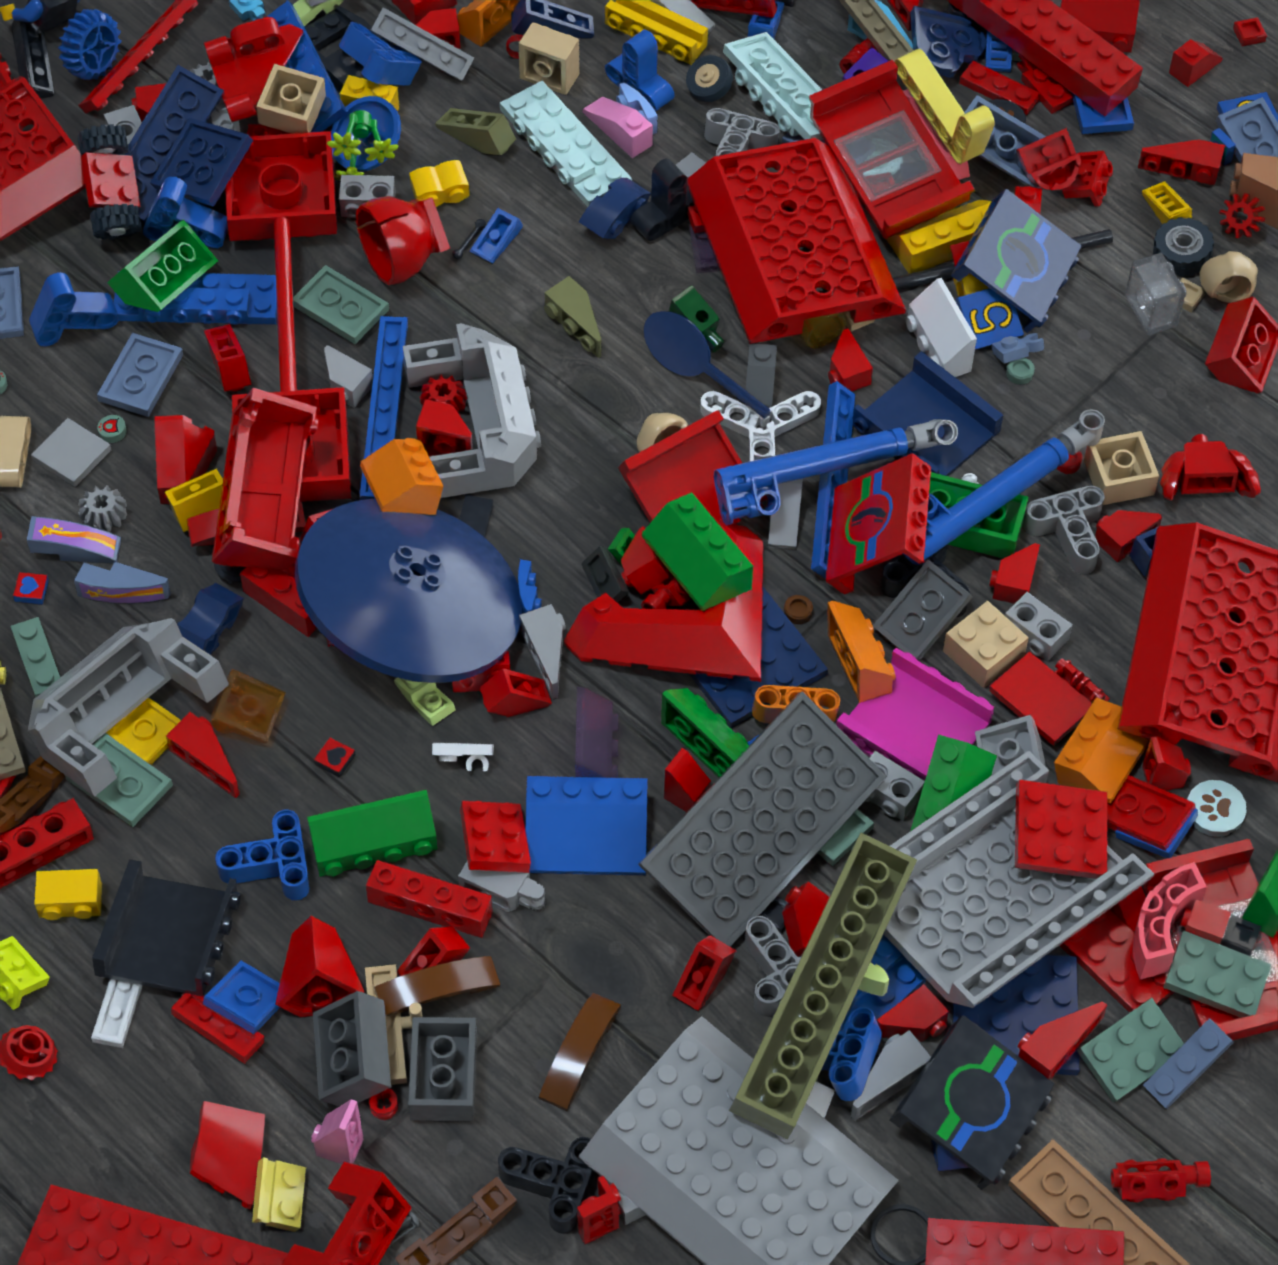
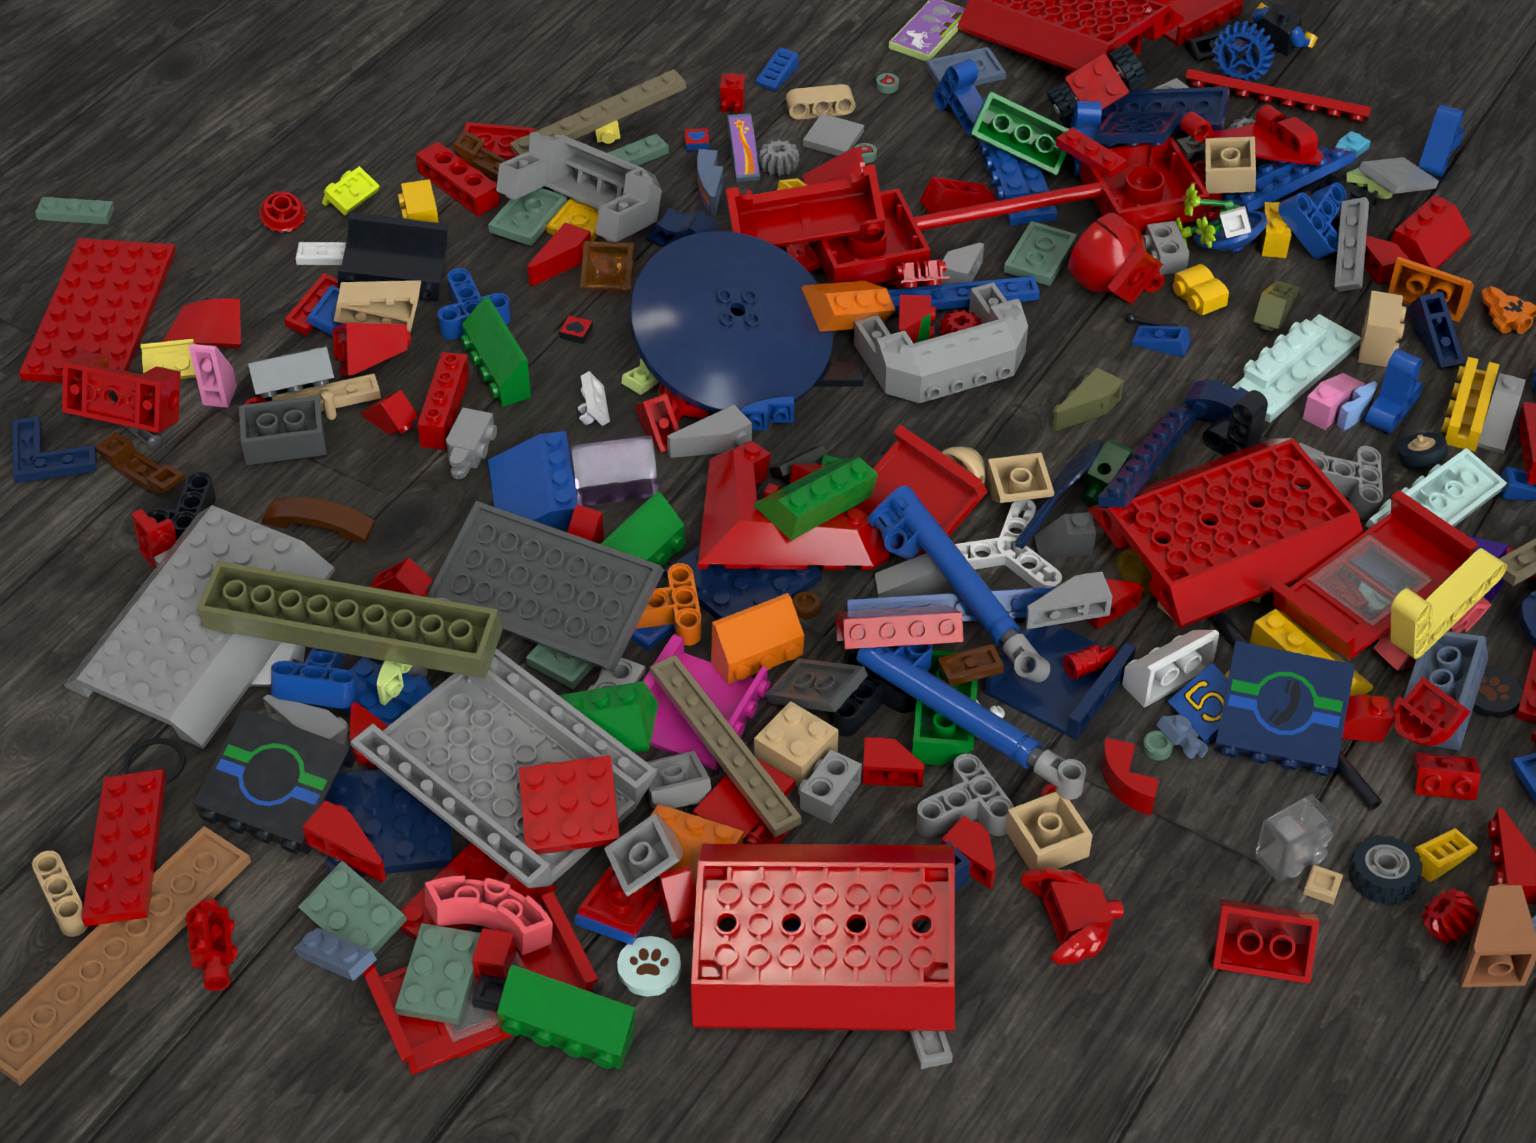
camera: 80 degrees right, 10 degrees down
(140, 374) = (921, 155): sand blue plate -> none
(233, 211) = (1091, 152): none -> red plate
(262, 944) = (378, 302): none -> tan wedge
(366, 412) = (929, 274): none -> red hinge
(385, 119) = (1235, 222): none -> white plate
(437, 983) = (363, 418): reddish brown slope -> none
(495, 836) = (502, 422): red plate -> none
(684, 273) = (1147, 458): none -> dark blue plate
(691, 390) = (1018, 478): none -> tan slope
(867, 379) = (1074, 600): none -> light grey slope
(922, 394) = (1087, 660): none -> red hinge
(944, 476) = (970, 665): none -> reddish brown plate
(993, 694) = (726, 746): none -> dark tan plate
(1051, 403) = (1130, 788): none -> red brick
(1135, 772) = (644, 853): none -> light grey slope
(1229, 277) = (1351, 905): tan piece -> none

